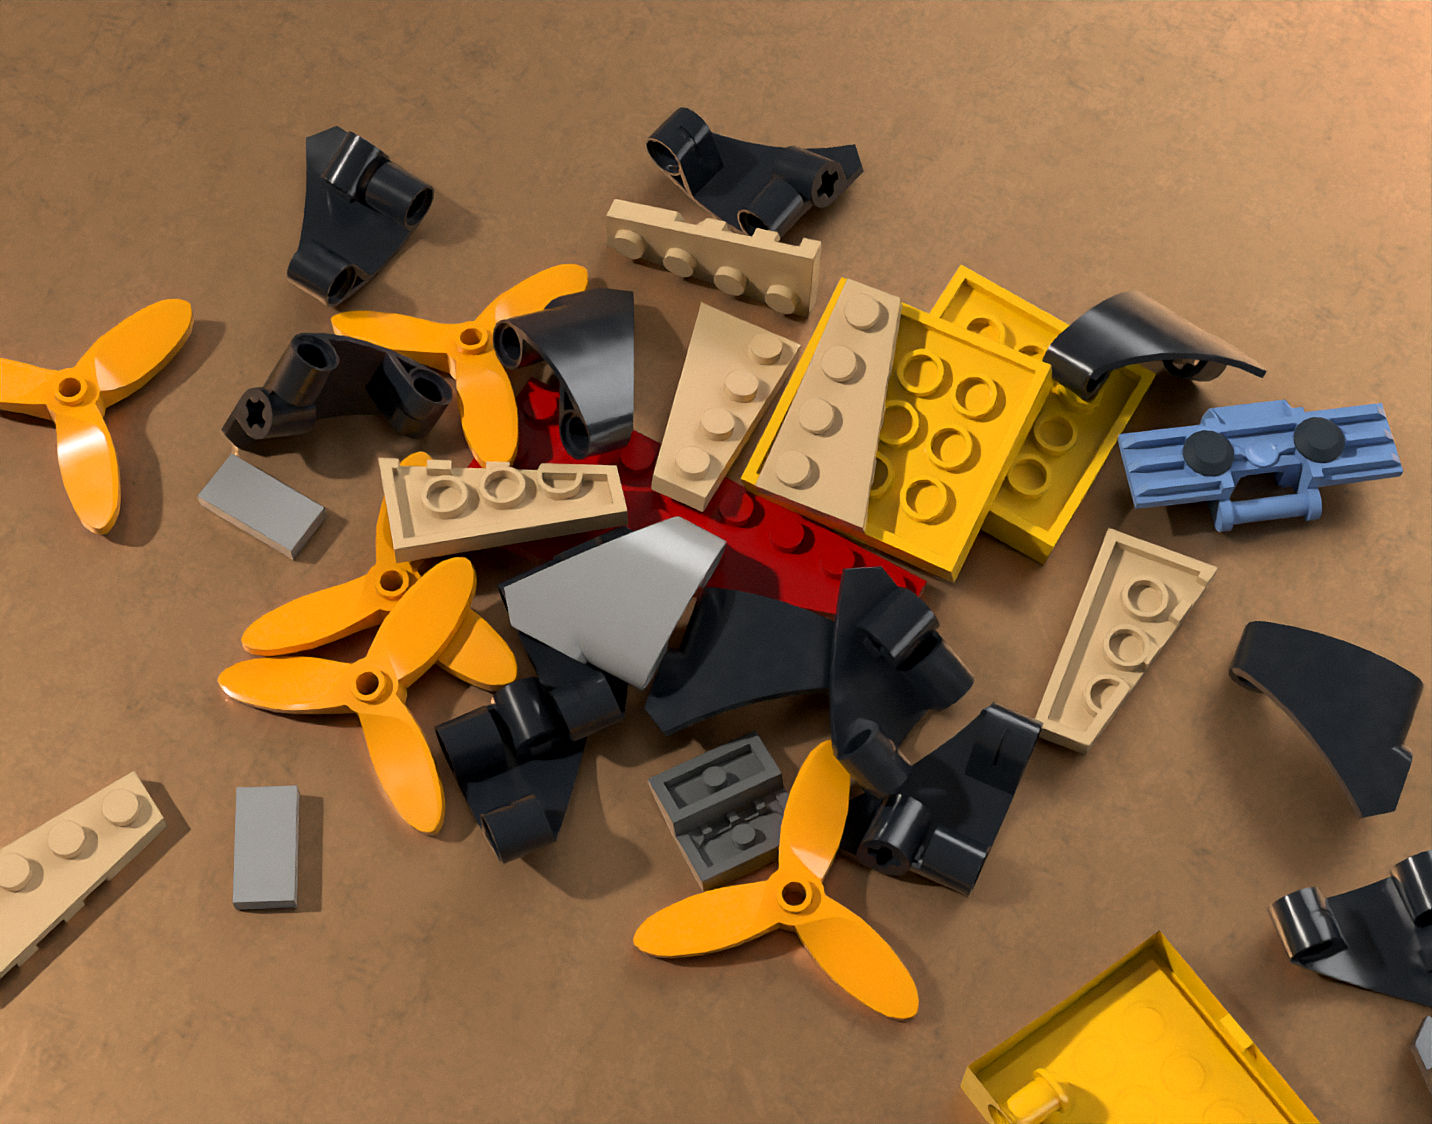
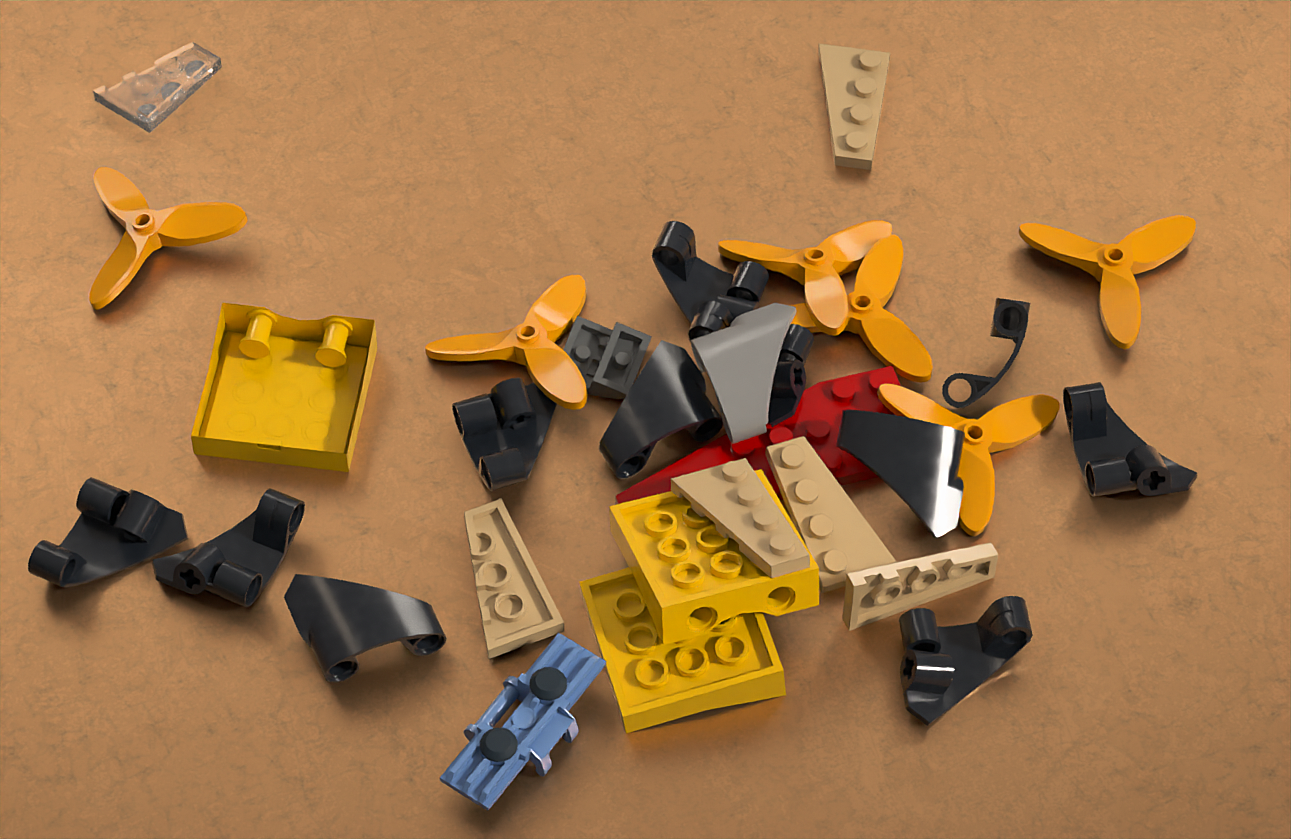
camera: 135 degrees right, 10 degrees down
(262, 506) = (967, 301): light grey tile -> none
(266, 847) = (780, 185): light grey tile -> none
(471, 509) = (867, 356): tan wing -> none
(885, 676) = (589, 445): black panel -> none
(1134, 331) = (639, 720): black panel -> none

